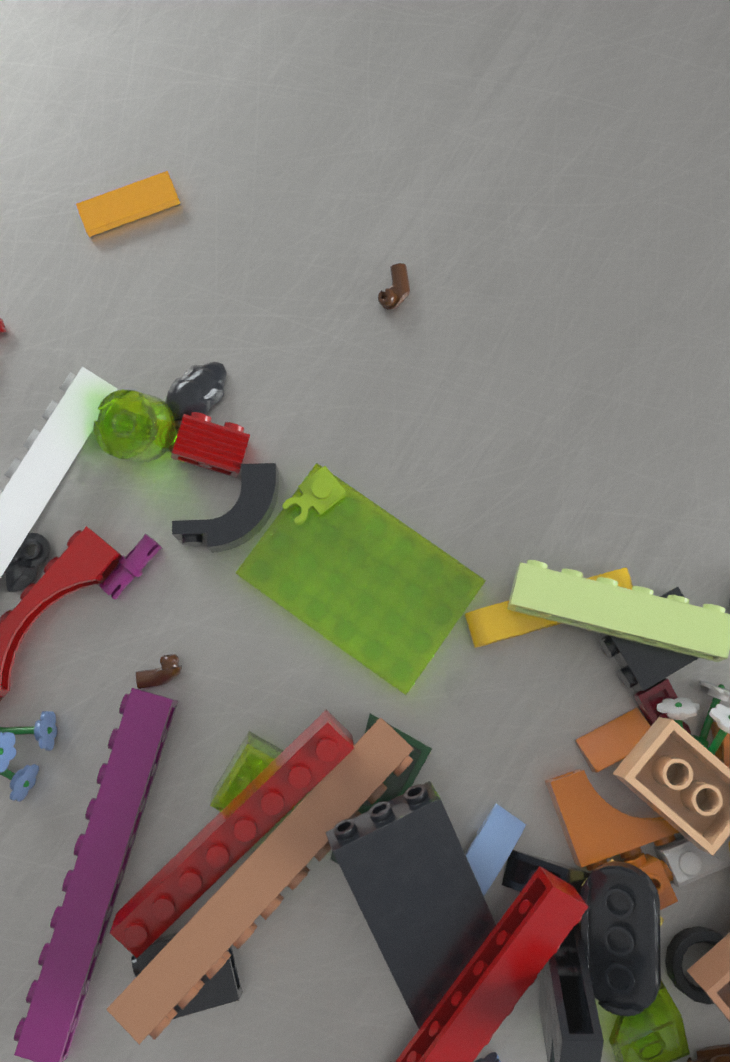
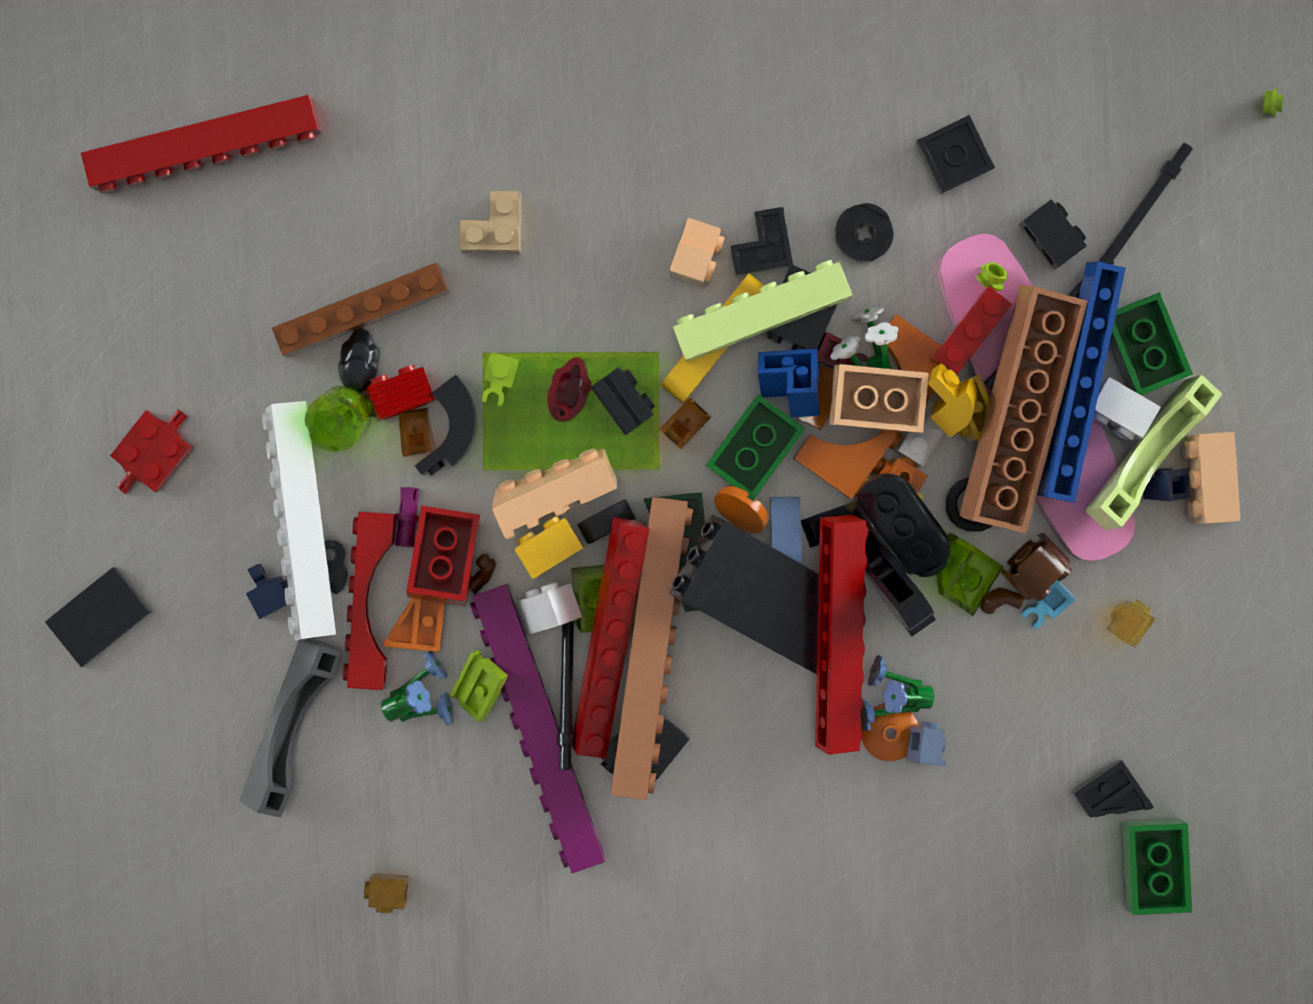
camera: 35 degrees left, 10 degrees up
(64, 678) = (418, 627): none -> orange wing
(70, 783) = (478, 686): none -> lime plate
(112, 904) = (566, 739): none -> black bar
(128, 203) = (202, 257): light orange tile -> none
(133, 627) = (443, 556): none -> red brick
(196, 755) = (548, 607): none -> white brick
(197, 494) = (416, 433): none -> clear orange slope
(203, 106) = (201, 143): none -> red brick
(232, 344) = (360, 310): none -> dark orange brick
(239, 693) = (549, 547): none -> yellow brick
(285, 640) = (552, 490): none -> light nougat wedge
(307, 707) = (601, 522): none -> black tyre
(372, 553) = (568, 390): none -> dark red arm
(398, 290) = (448, 182): reddish brown arm -> none
(412, 364) = (498, 234): none -> tan brick
(419, 601) = (622, 400): none -> black brick
(458, 792) = (740, 510): none -> orange tile
(461, 669) = (685, 423): none -> clear orange slope
(518, 742) = (755, 446): none -> green brick
(586, 511) = (695, 251): none -> light nougat brick
(606, 697) = (792, 375): none -> blue brick
(660, 560) = (770, 251): none -> black plate

